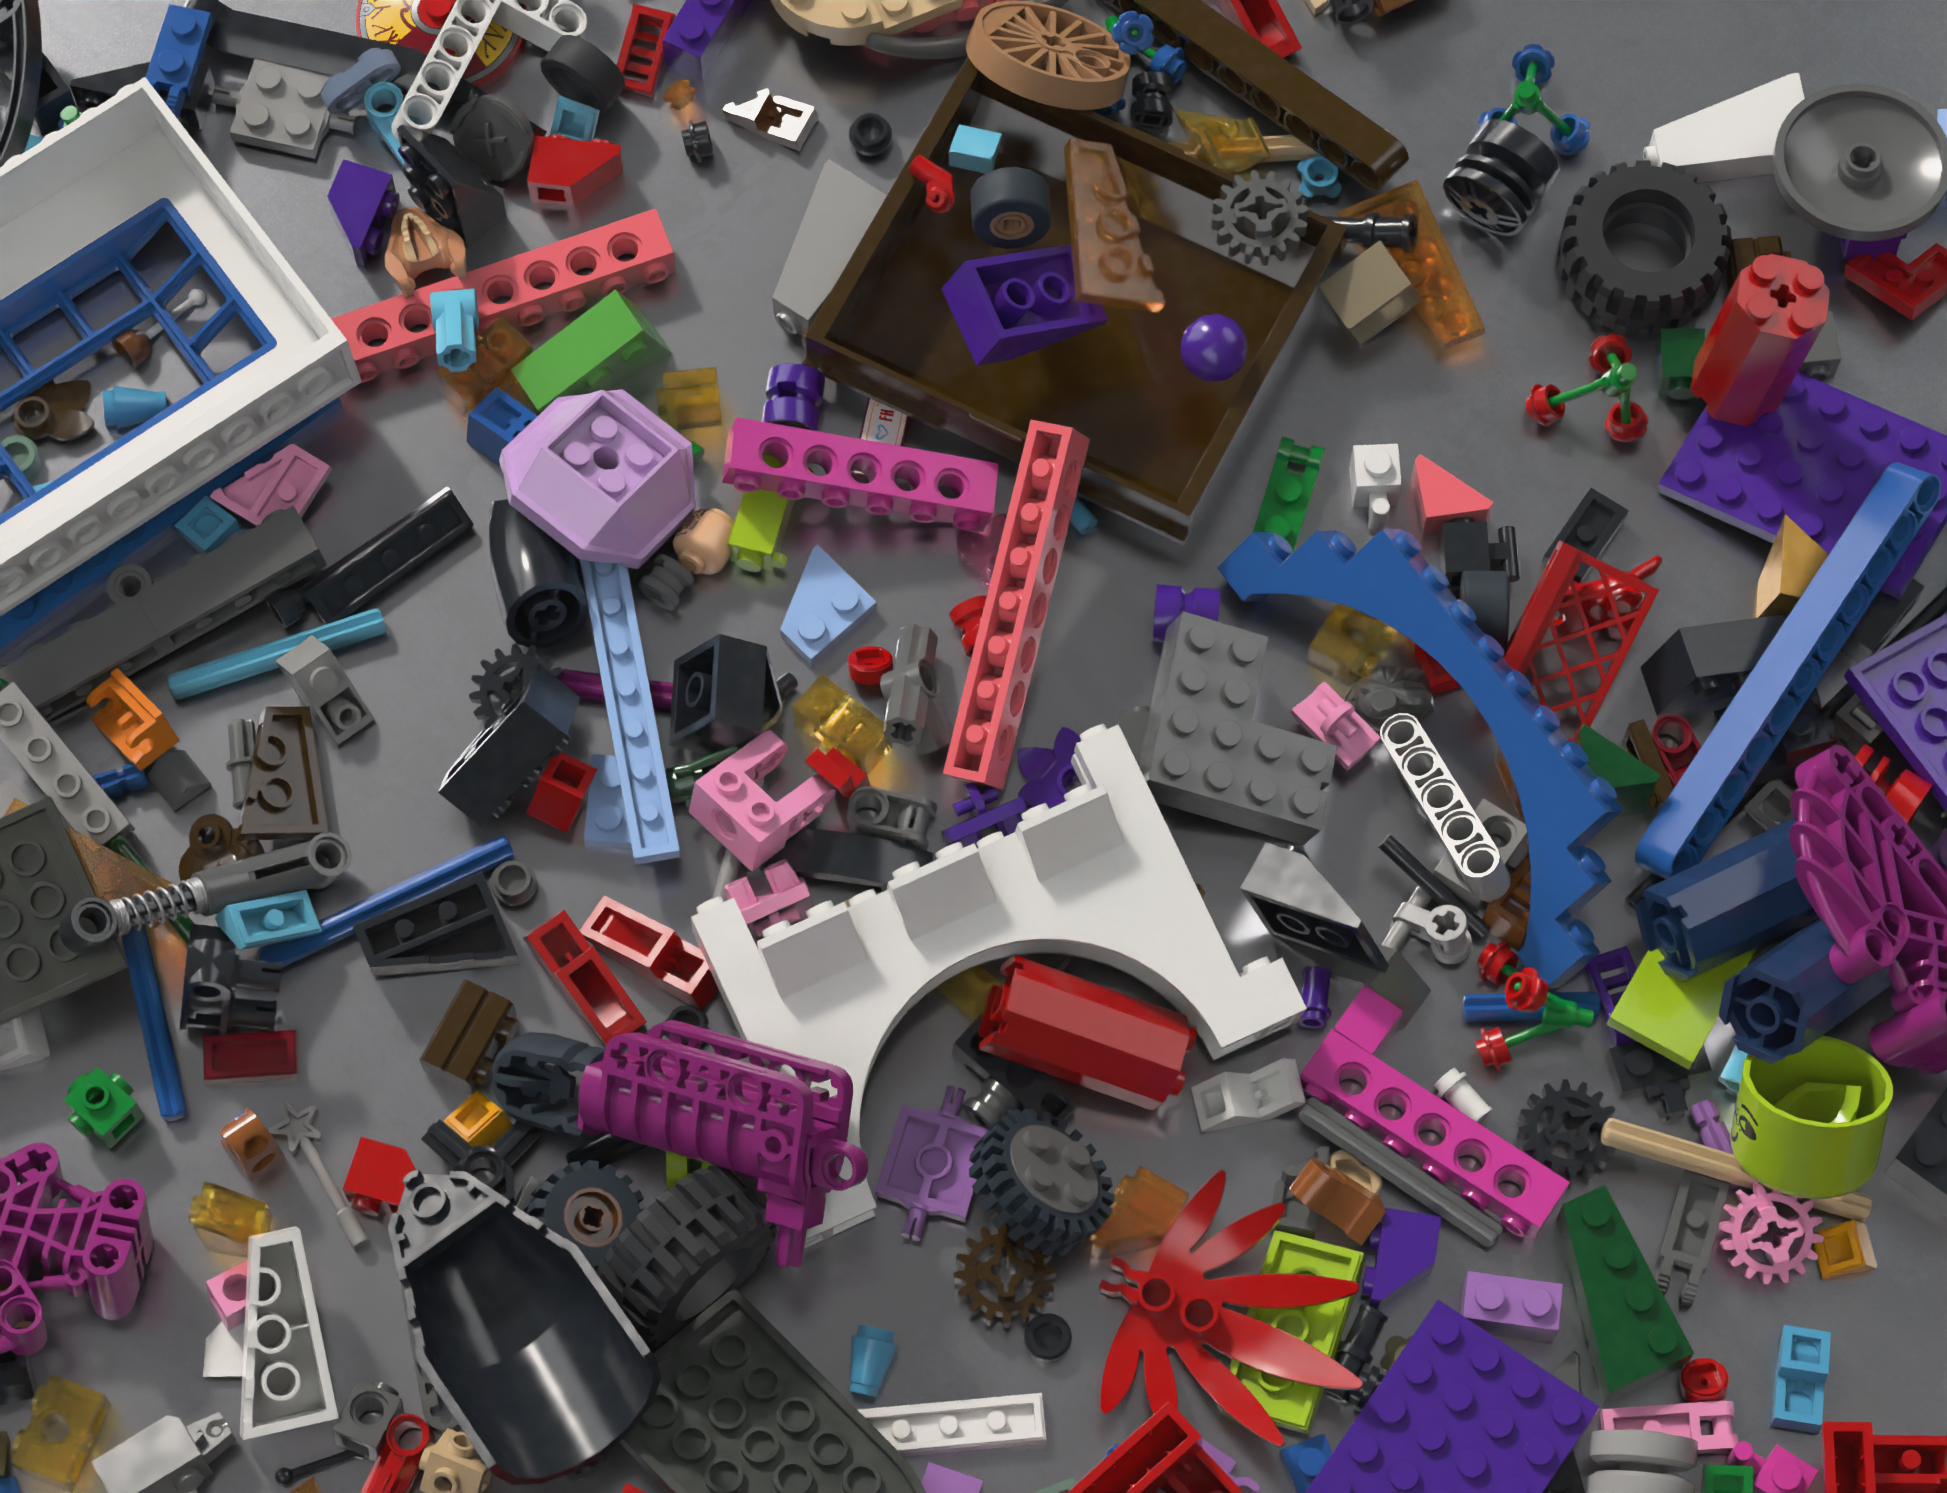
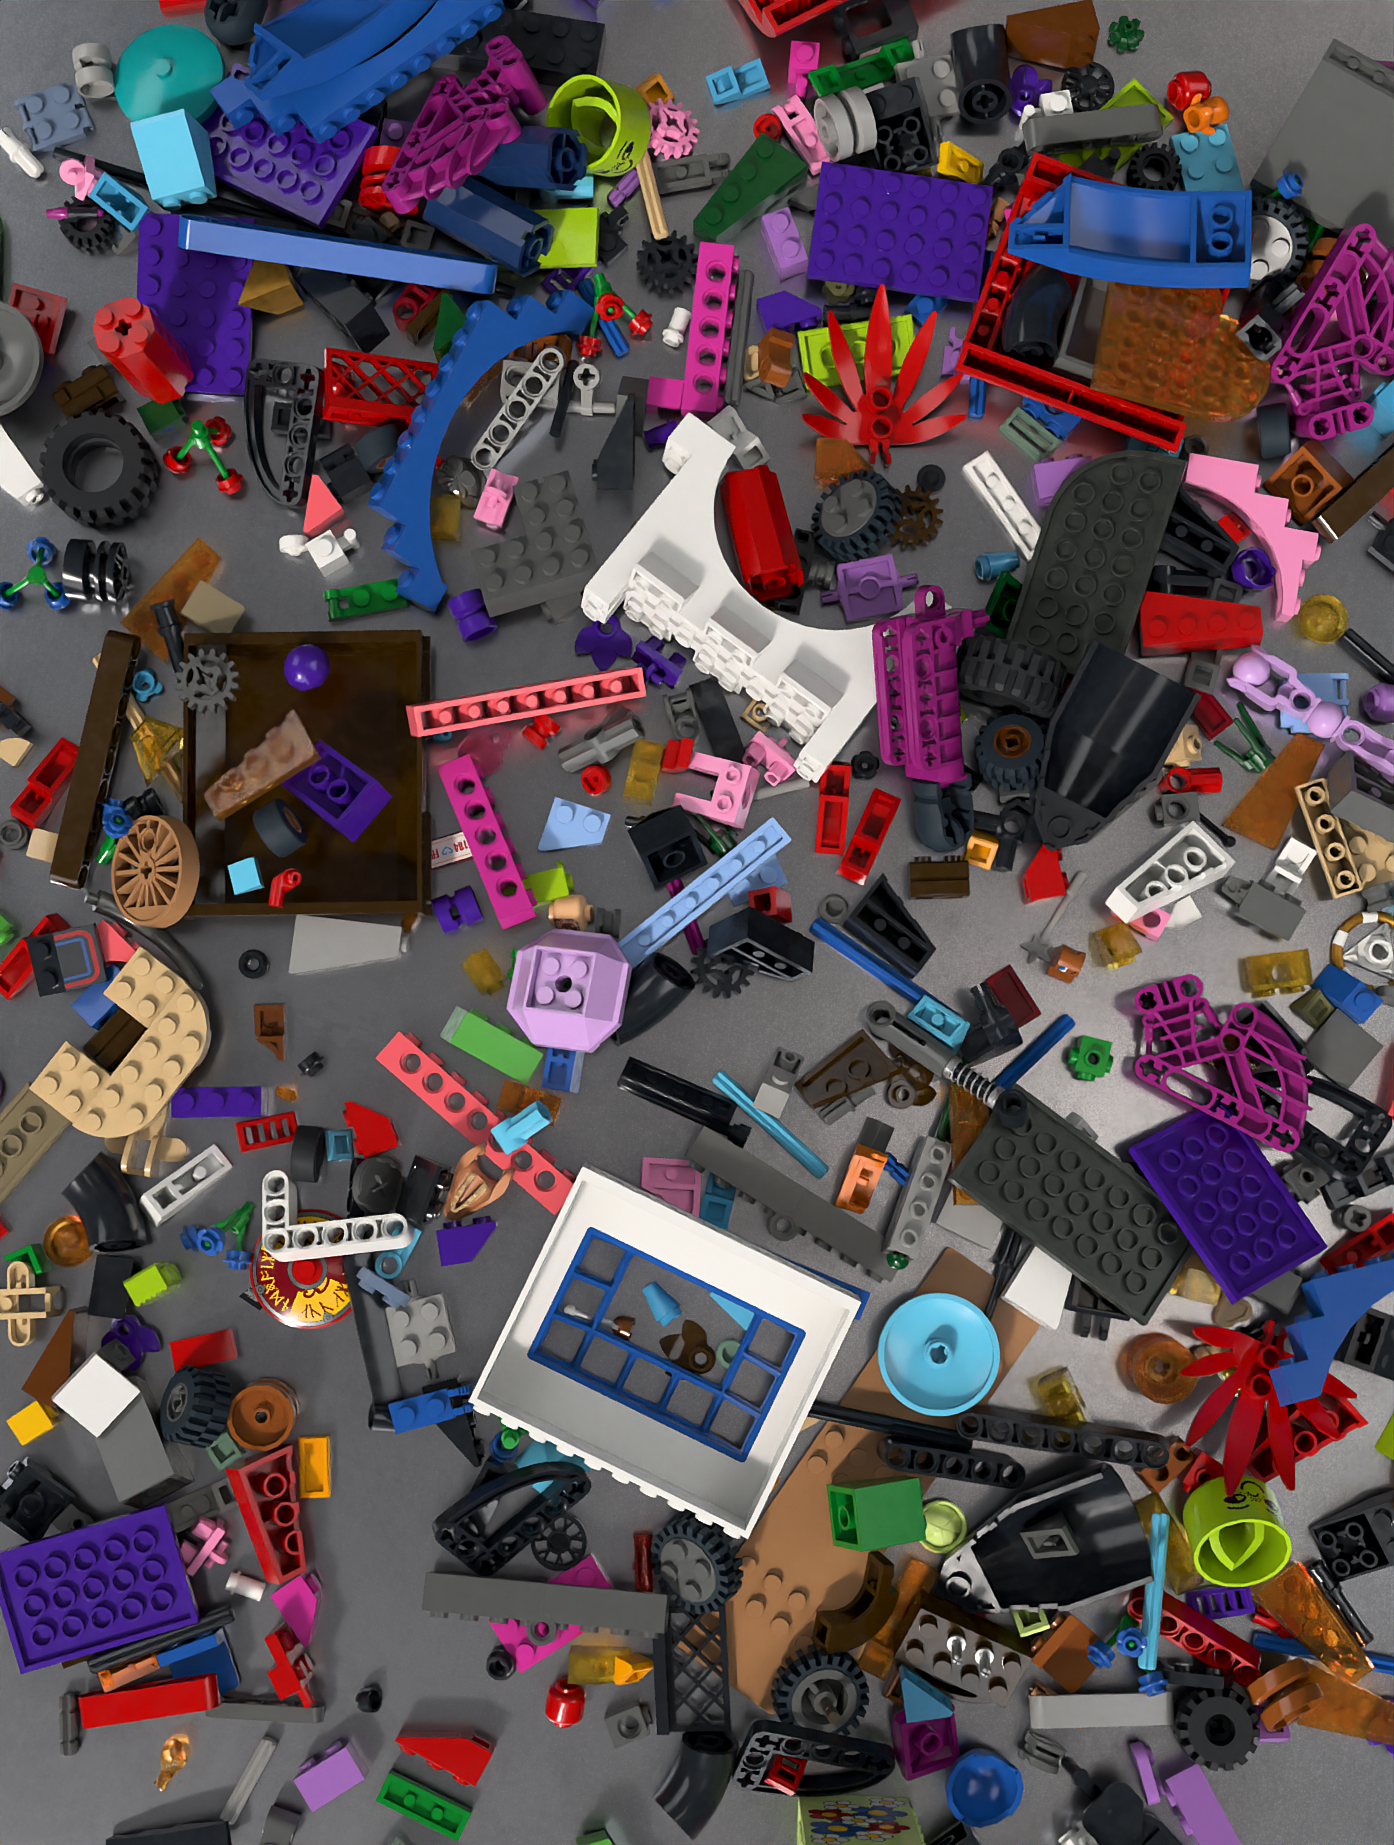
camera: 115 degrees left, 15 degrees up
(803, 1322) = (1001, 606): none -> dark green slope
(1410, 441) = (293, 544): none -> white tile
(1494, 471) = (293, 450): none -> black beam

